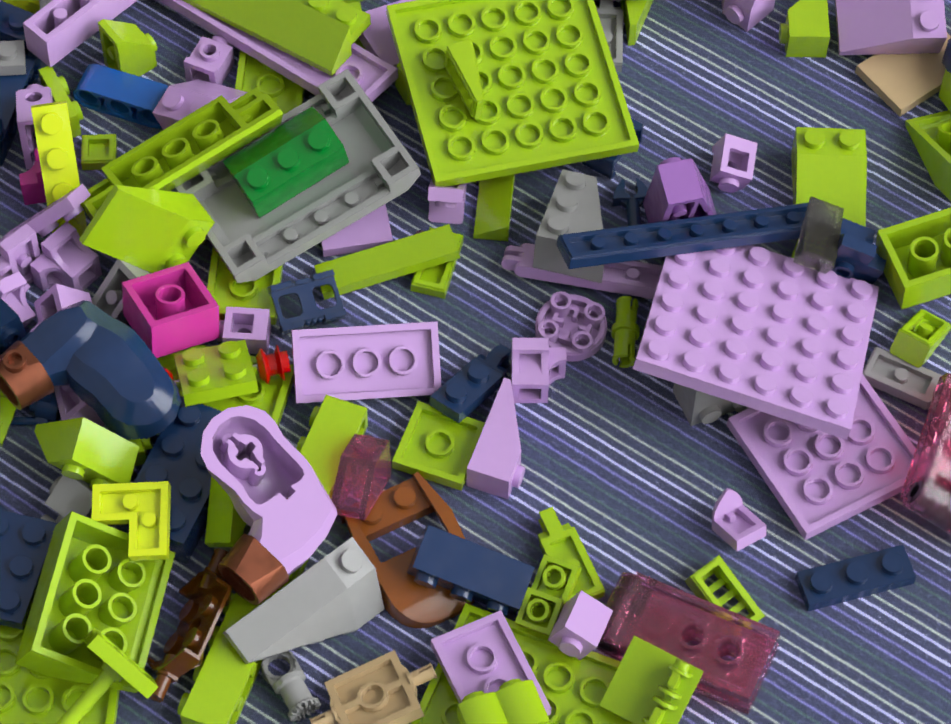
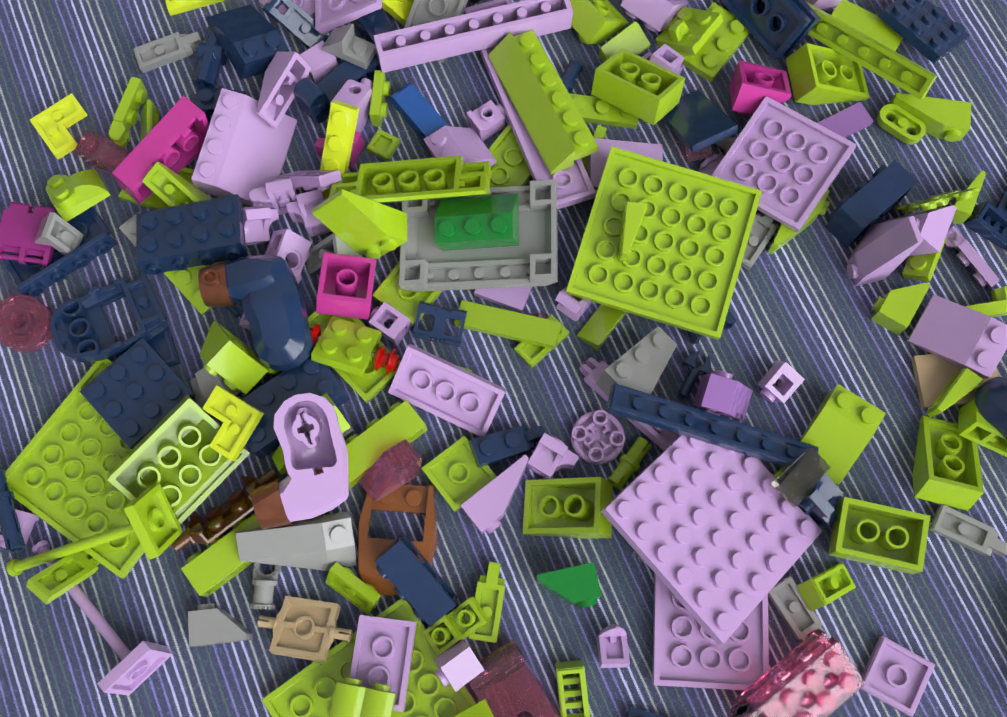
camera: 35 degrees right, 15 degrees up
(127, 47) = (440, 83): lime slope -> none
(398, 629) = (352, 588): none -> lime plate
(588, 411) = (567, 507): none -> lime slope
(648, 479) = (573, 584): none -> green slope
(921, 70) = (957, 387): none -> lime slope

